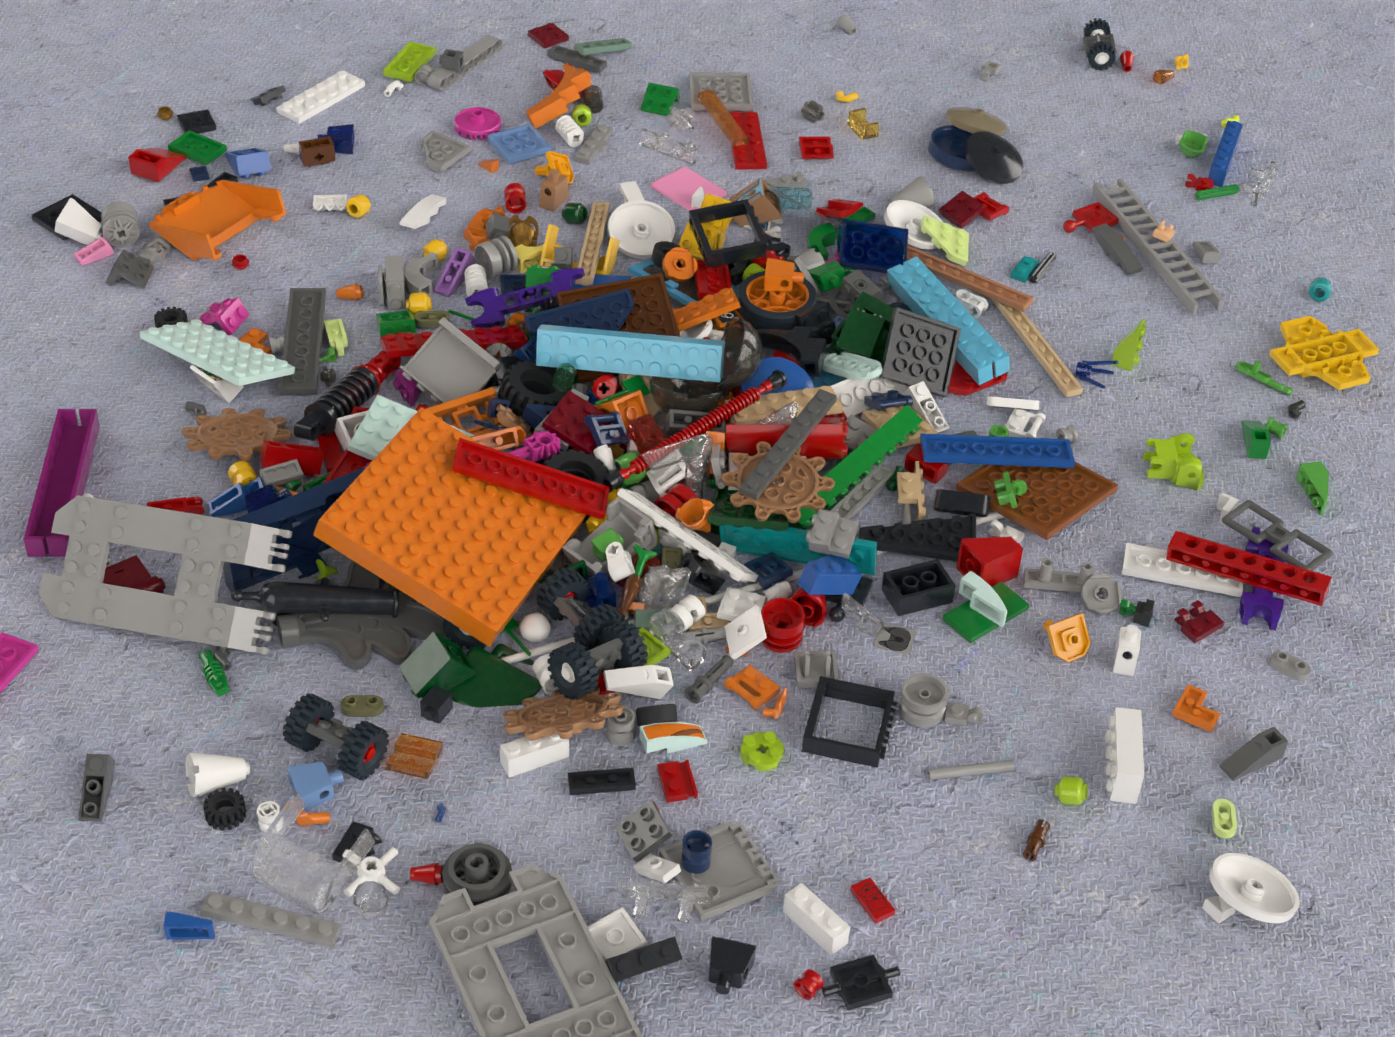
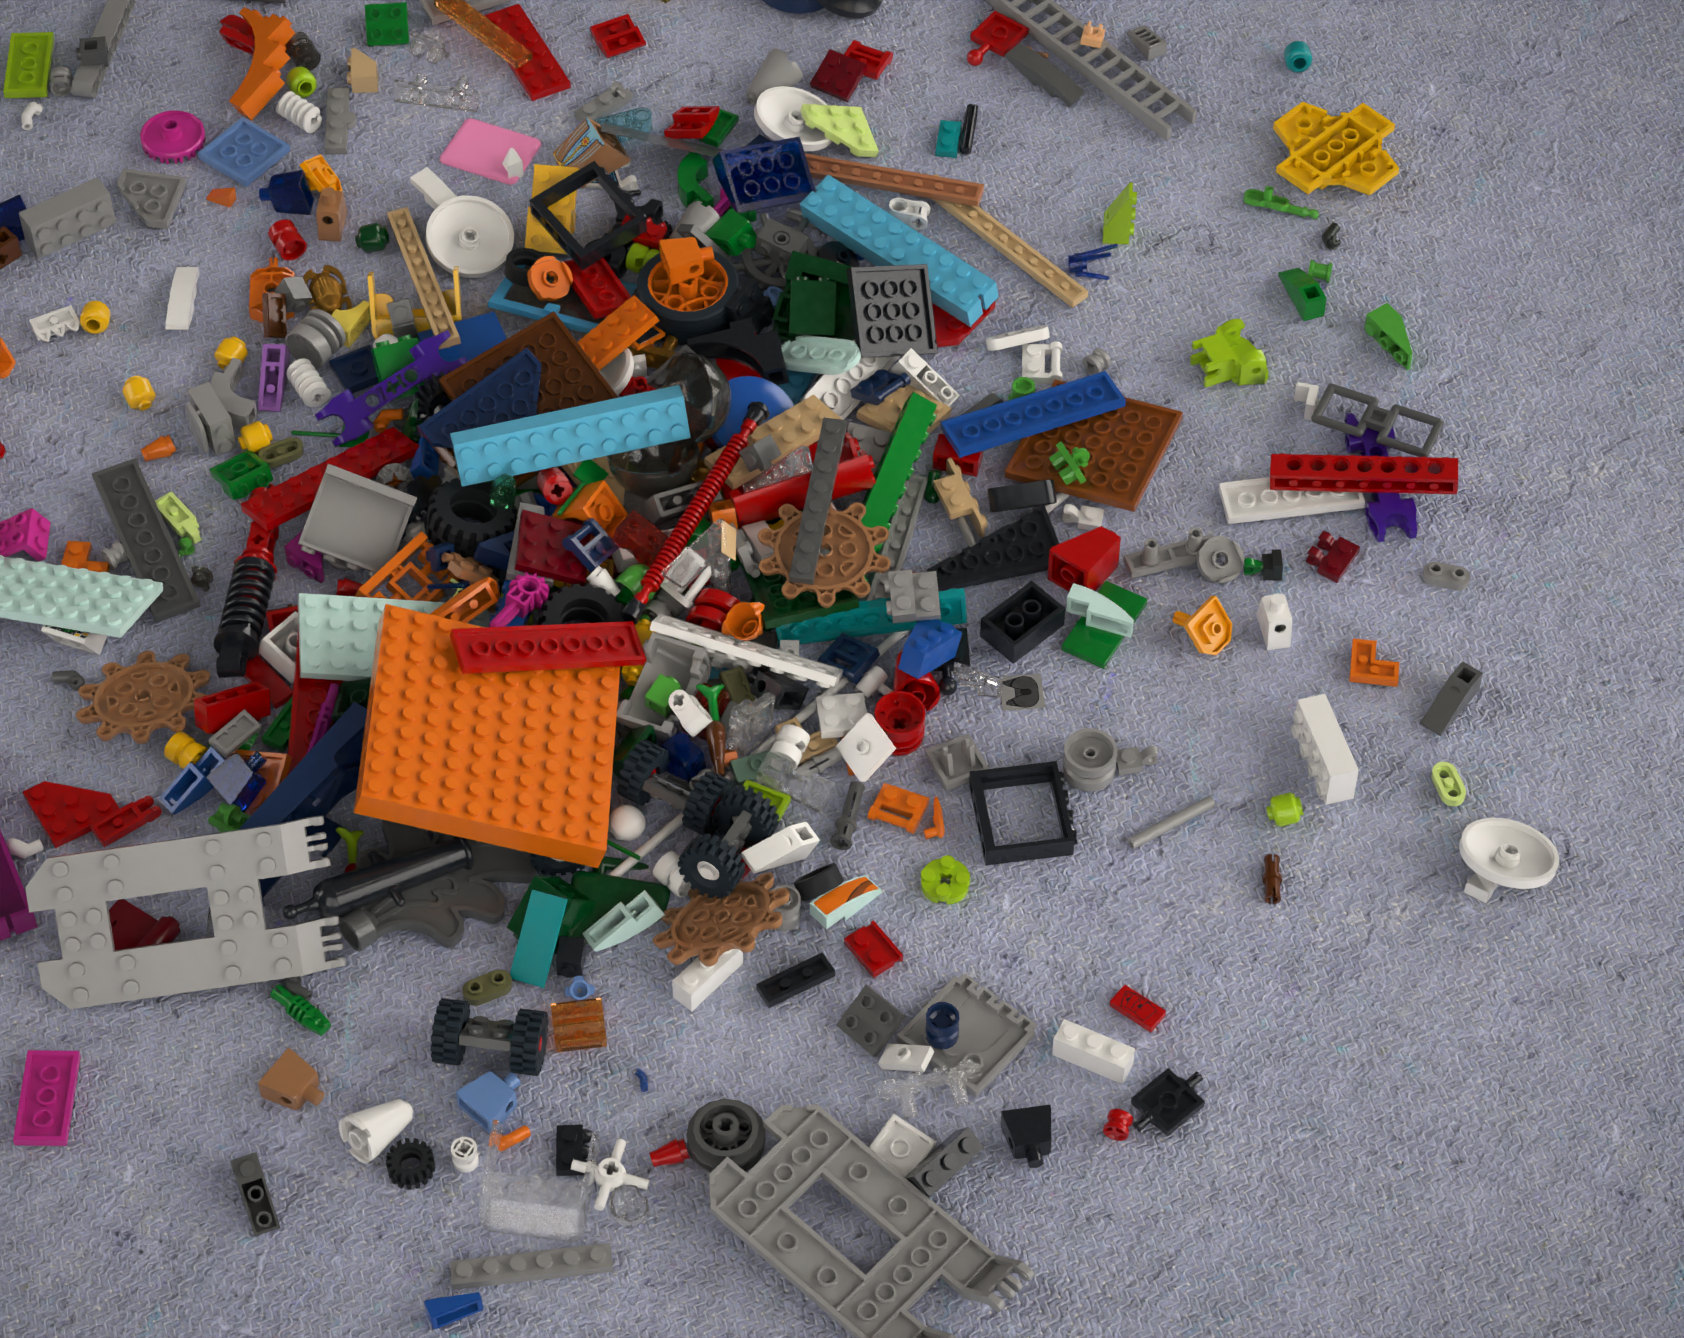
camera: 20 degrees left, 10 degrees up
(140, 487) = (67, 810): none -> red plate
(173, 719) = (291, 1082): none -> medium nougat torso
(358, 256) = (138, 393): none -> yellow head
(375, 145) = (67, 218): none -> light grey brick
(415, 680) = (538, 938): none -> teal piece
(429, 725) = (578, 982): none -> medium blue plate
(477, 234) = (274, 315): none -> reddish brown plate
(491, 694) = (623, 922): none -> light aqua slope
(532, 171) = (289, 193): none -> clear blue torso
(626, 121) = (363, 72): none -> tan slope
(709, 451) = (730, 551): none -> tan sticker
(764, 404) = (760, 454): none -> dark grey brick

